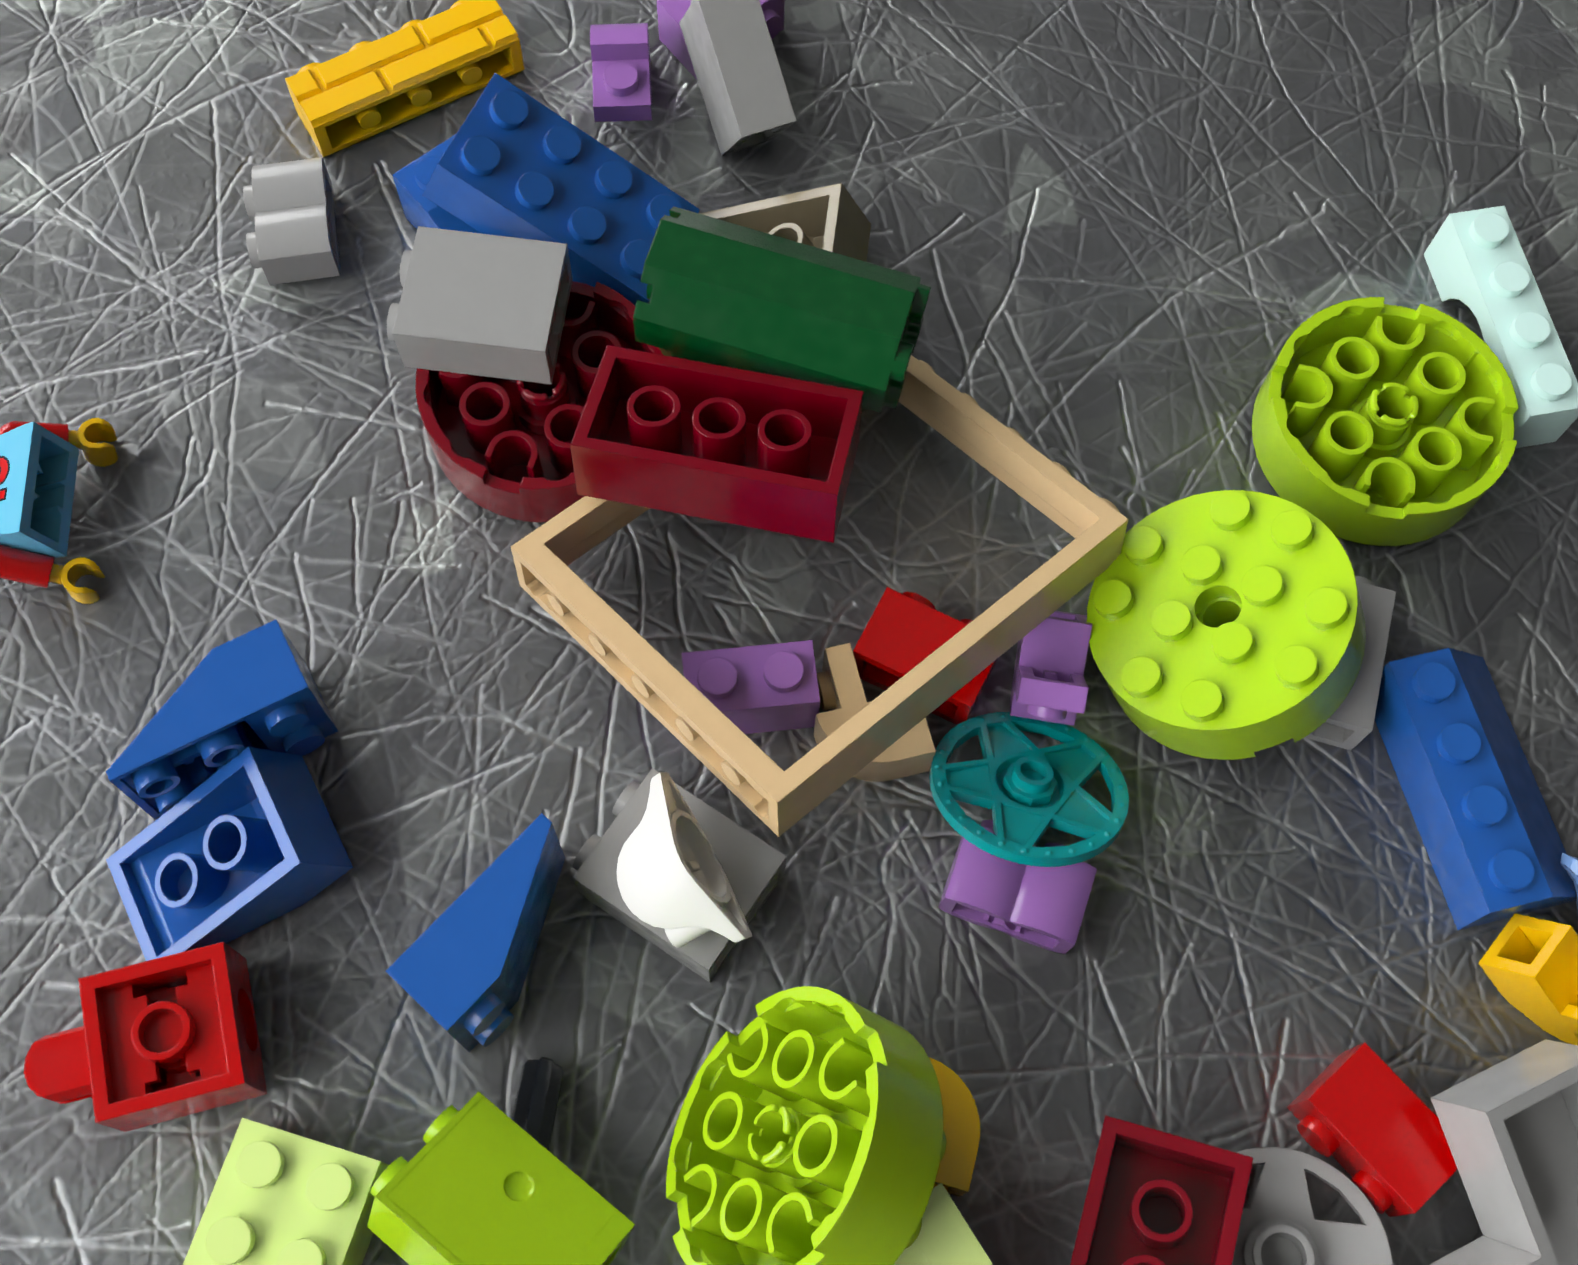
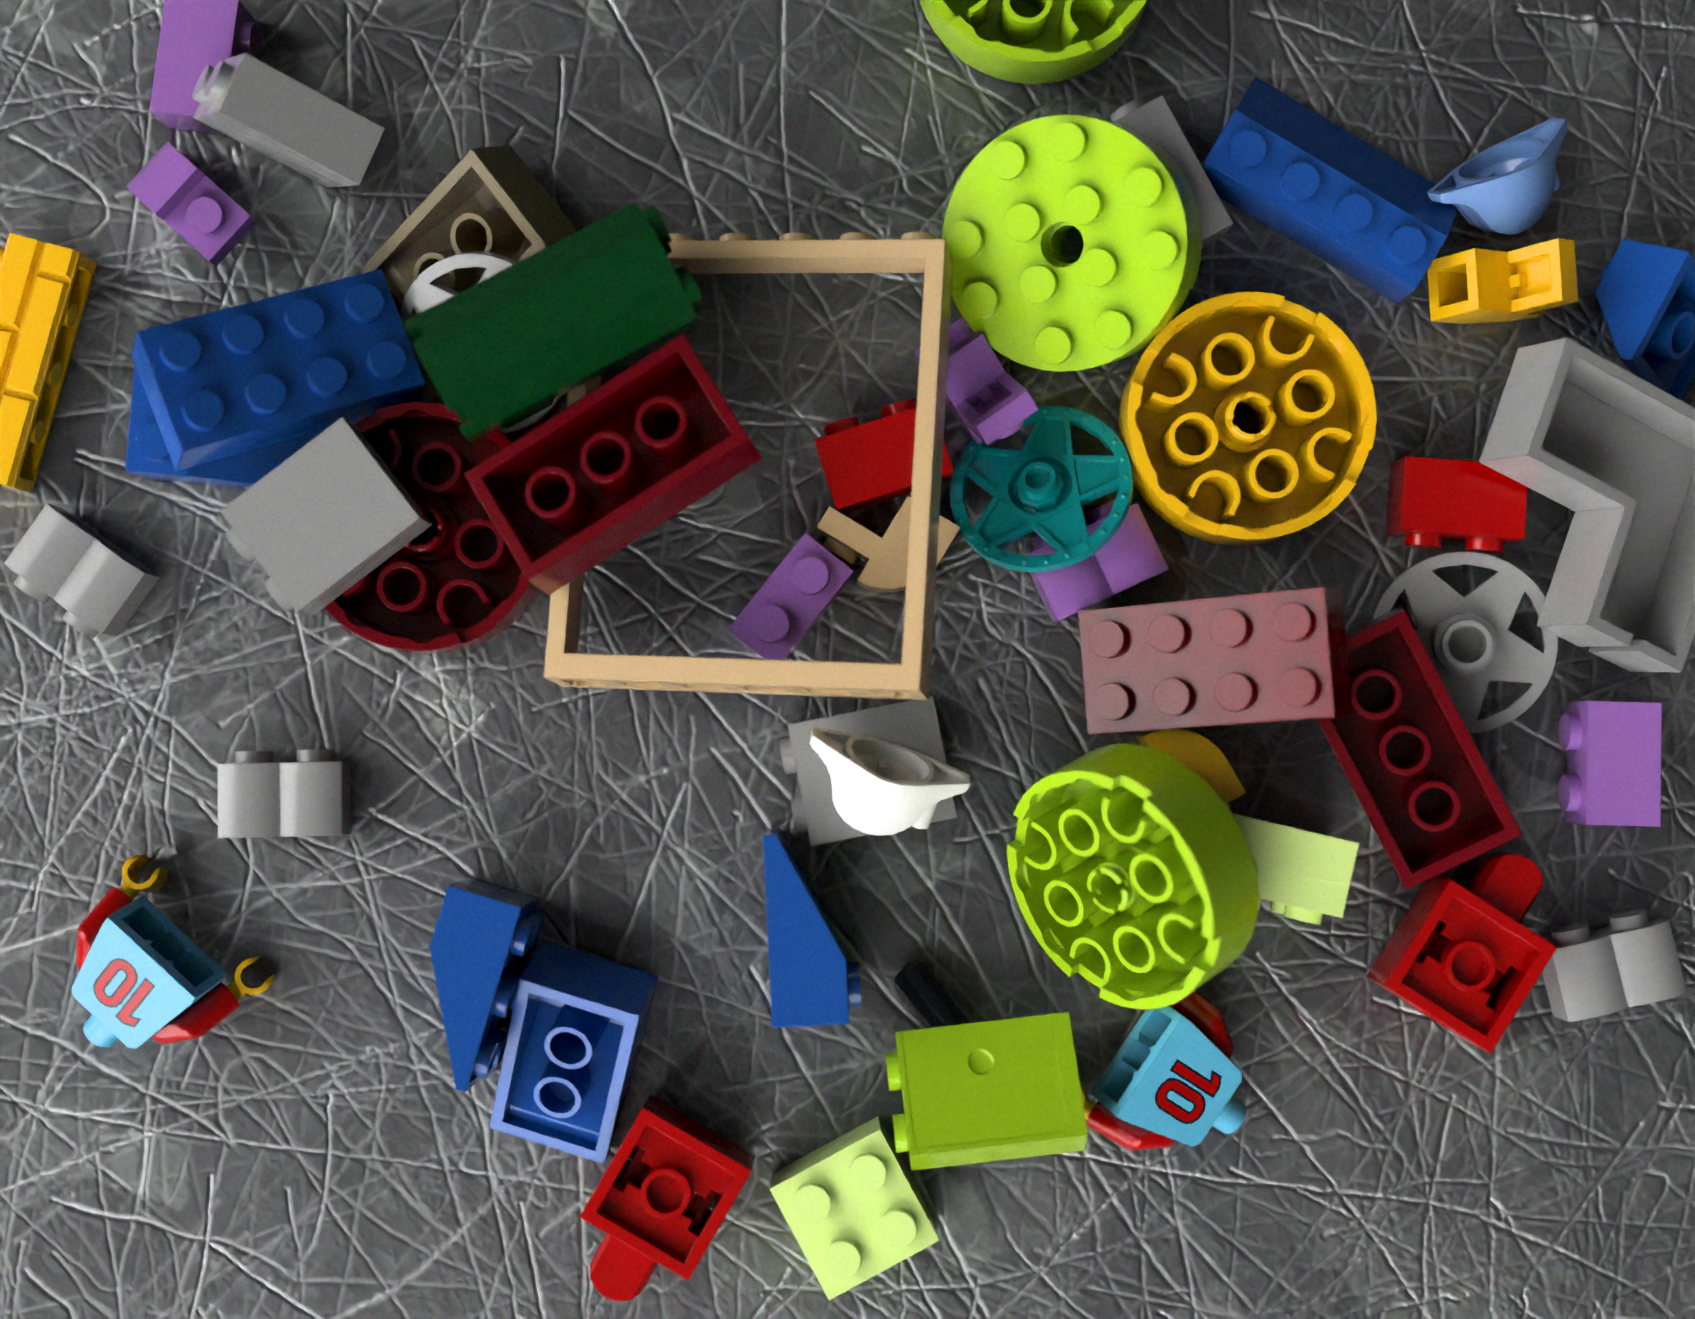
camera: 40 degrees left, 20 degrees up
(247, 480) = (284, 797): none -> light grey brick
(1051, 1049) = (1216, 661): none -> brick
(1189, 925) = (1298, 381): none -> yellow brick

